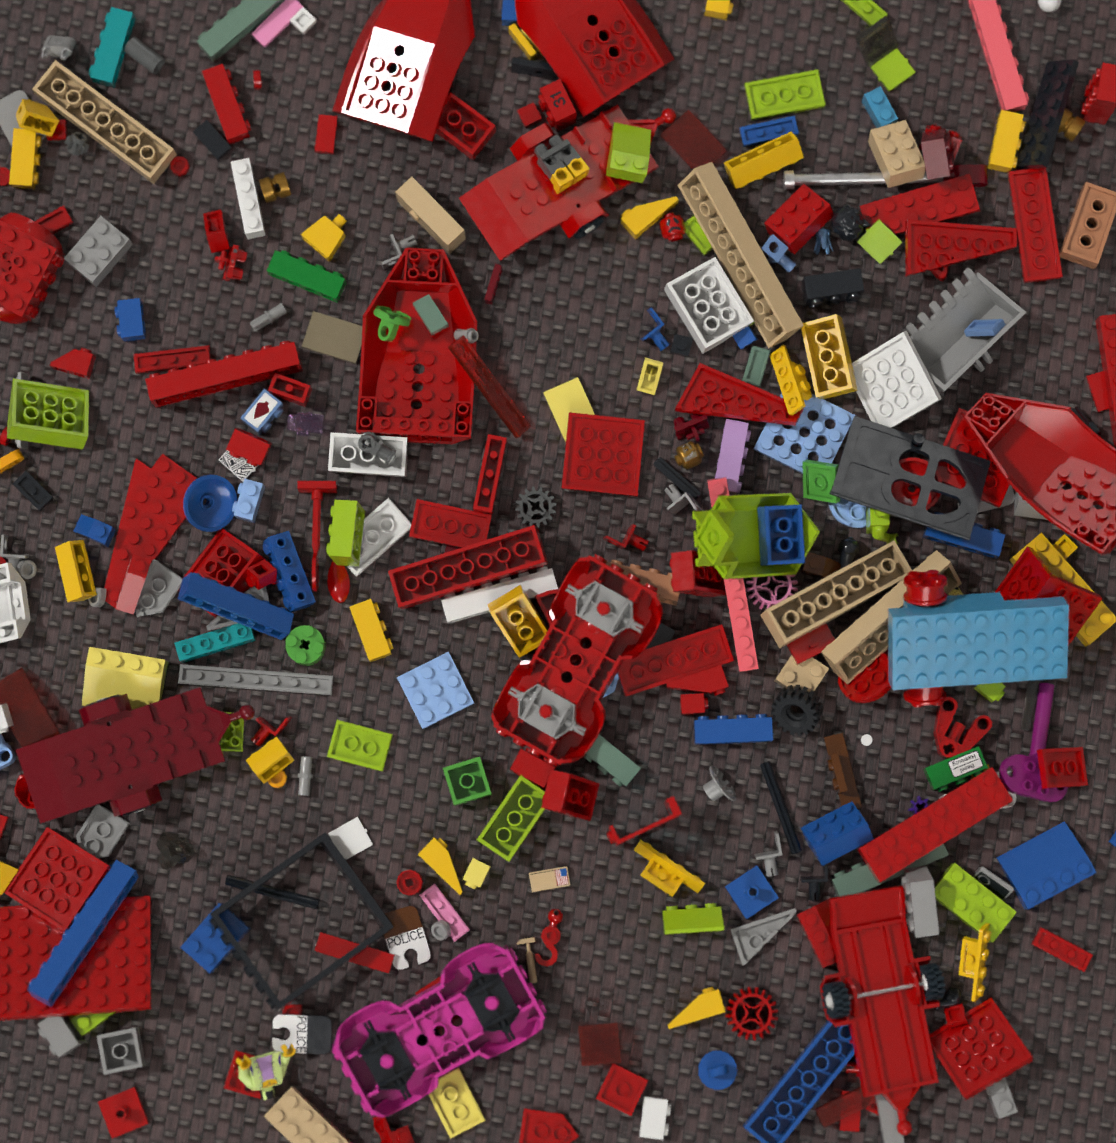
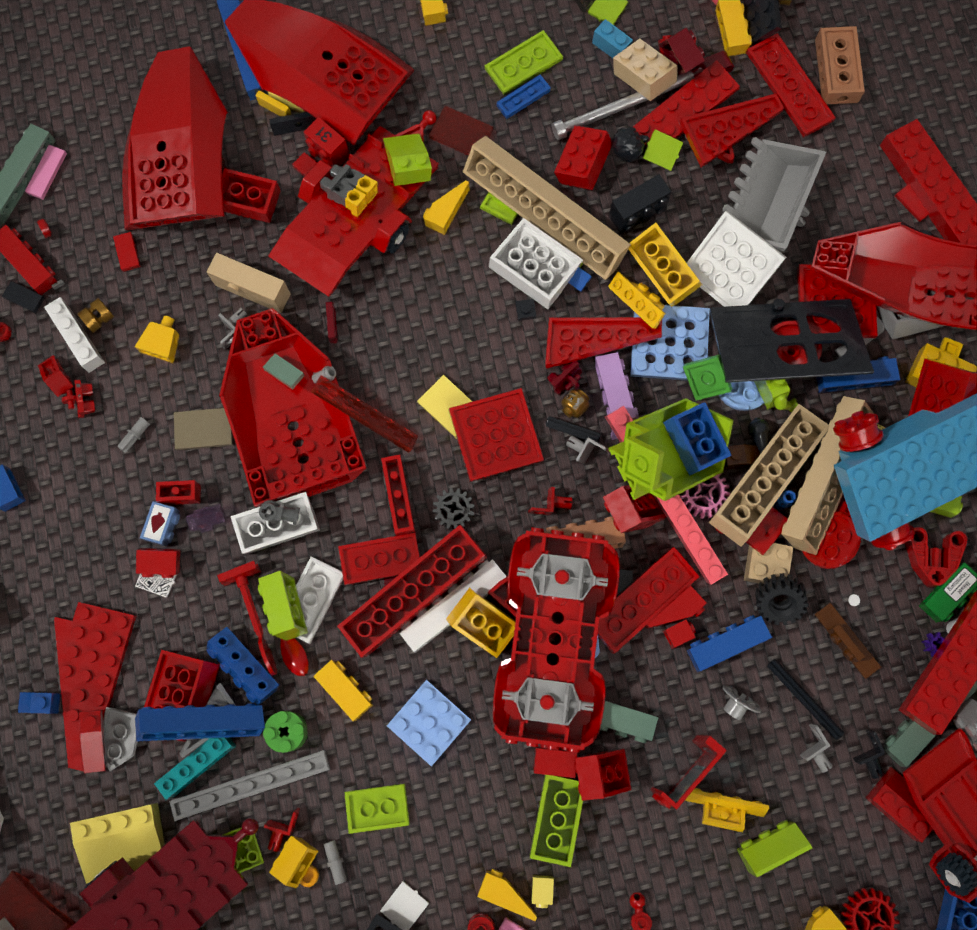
camera: 20 degrees left, 5 degrees down
(75, 571) = (31, 751): yellow brick -> none
(99, 599) = (63, 768): light grey tile -> none
(170, 359) = (57, 509): red tile -> none
(217, 510) = (152, 631): blue dish -> none
(223, 374) = (107, 504): red brick -> none
(248, 501) = (178, 613): light blue brick -> none
(261, 575) = (215, 680): red brick -> none
(303, 20) = (68, 162): white plate -> none
(306, 276) = (155, 382): green brick -> none
(391, 321) = (248, 390): bright green tile -> none
(467, 781) = (496, 801): bright green brick -> none
(549, 879) = (615, 864): tan tile -> none
(650, 376) = (509, 346): light yellow slope -> none
(655, 334) = (497, 309): blue bracket -> none
(672, 227) = (473, 210): red head -> none
(751, 892) = (814, 794): blue tile -> none
(754, 935) = (836, 837): light grey wing -> none
(756, 366) = (600, 300): sand green tile -> none
(763, 160) = (530, 121): yellow brick -> none
(778, 255) = (578, 195): medium blue bracket -> none
(823, 238) = (611, 165): flat silver piece -> none
(837, 833) = (873, 702): blue brick -> none
(841, 619) = (787, 501): none -> blue pin
(986, 327) = (791, 184): medium blue tile -> none

